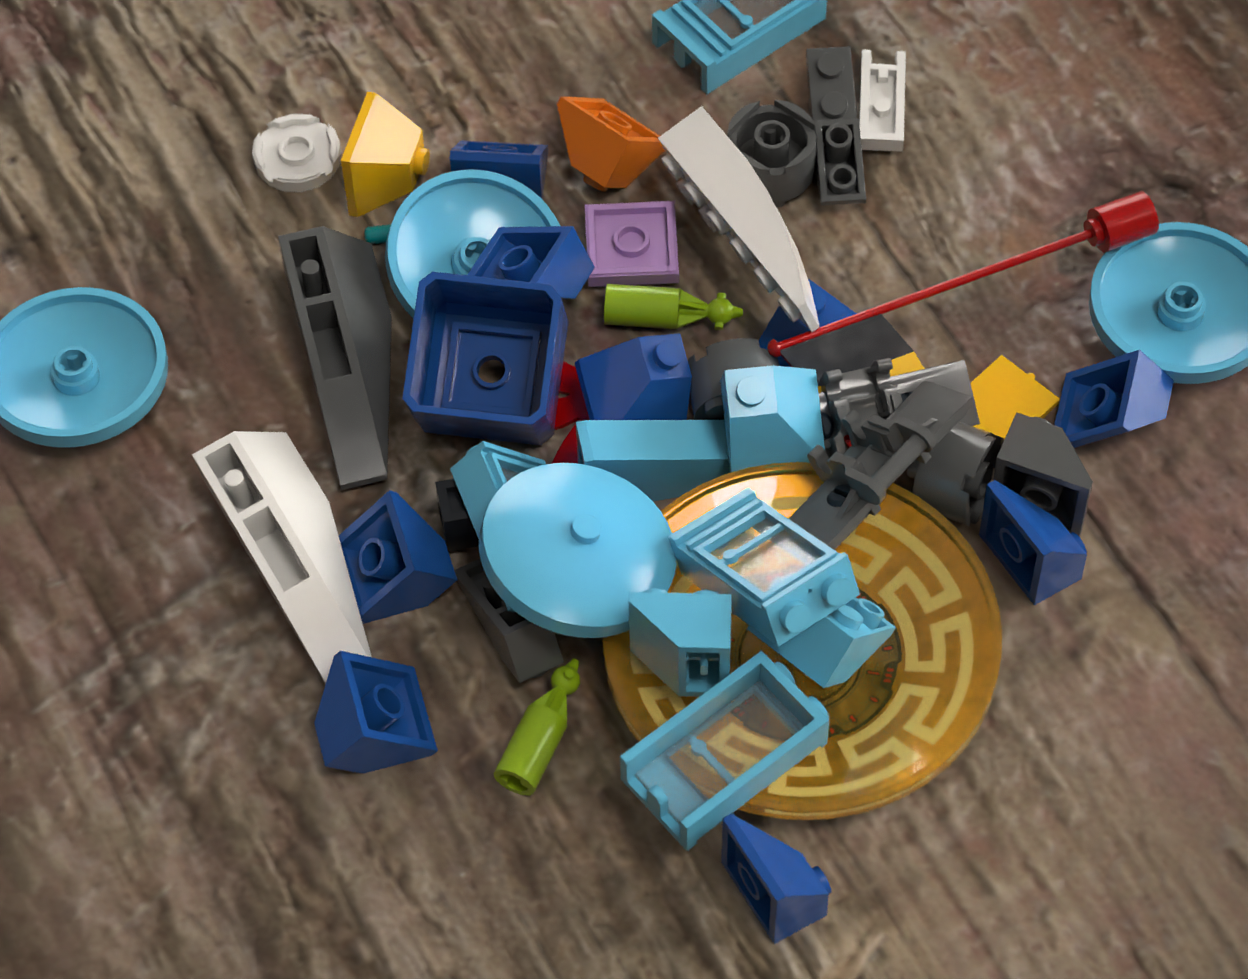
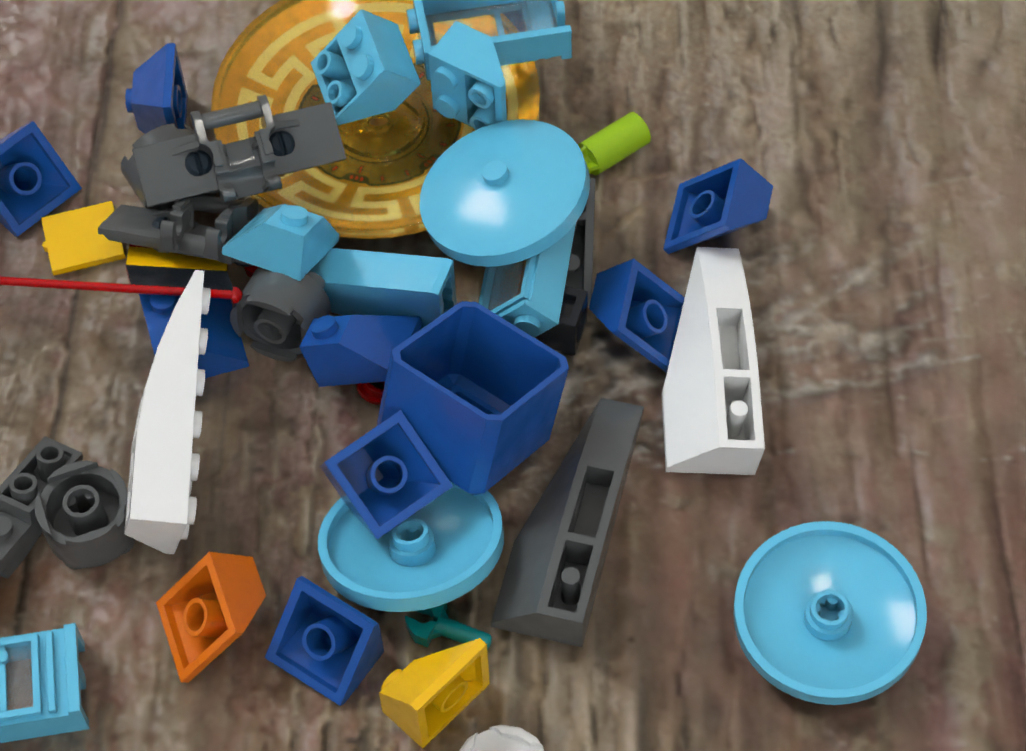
camera: 150 degrees left, 0 degrees up
(632, 243) = (264, 506): lavender plate -> none
(663, 307) = (283, 431): lime wheel -> none
(769, 564) = (382, 91): medium azure door -> none
(1045, 470) = (111, 131): dark grey slope -> none

